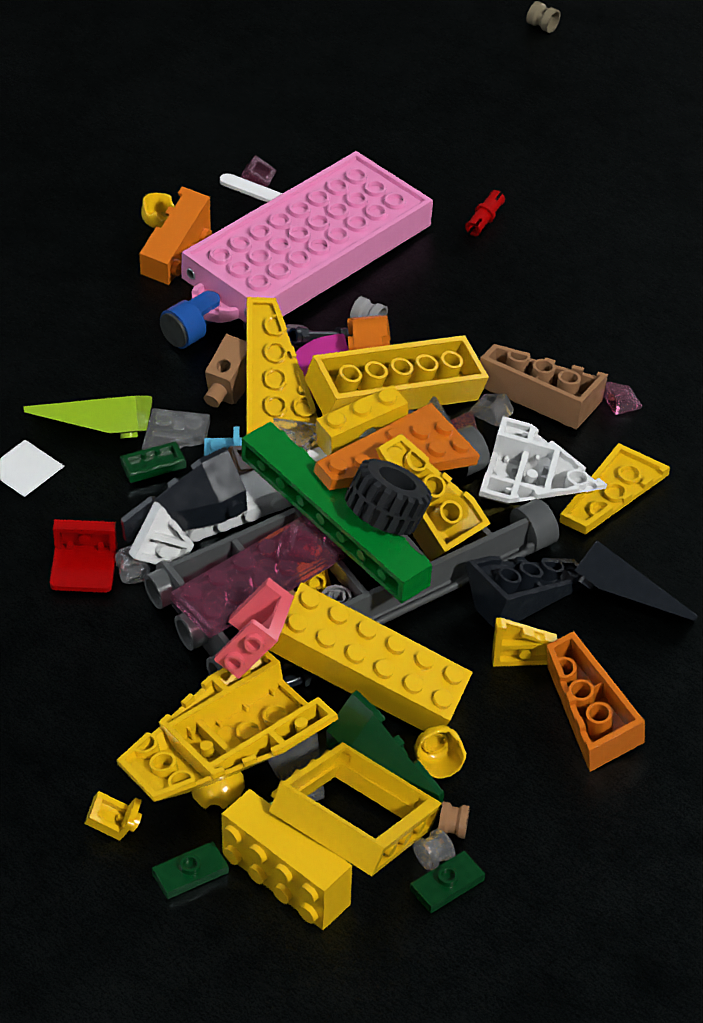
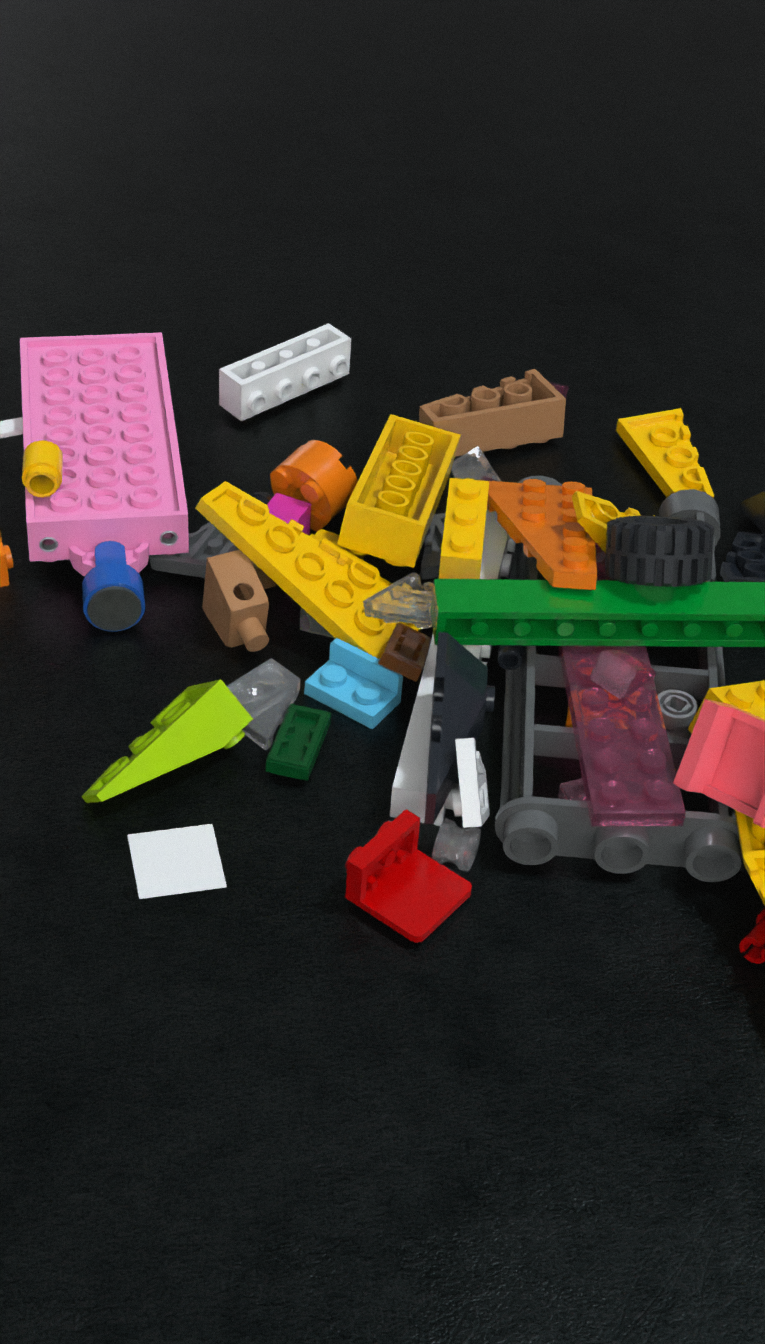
camera: 55 degrees left, 5 degrees down
(223, 228) = (42, 468): none -> yellow brick
(364, 307) = (251, 468): light grey wheel -> none
(475, 272) = (284, 371): none -> white brick
(485, 213) = (195, 327): red pin -> none
(531, 468) = (617, 474): white wedge -> none

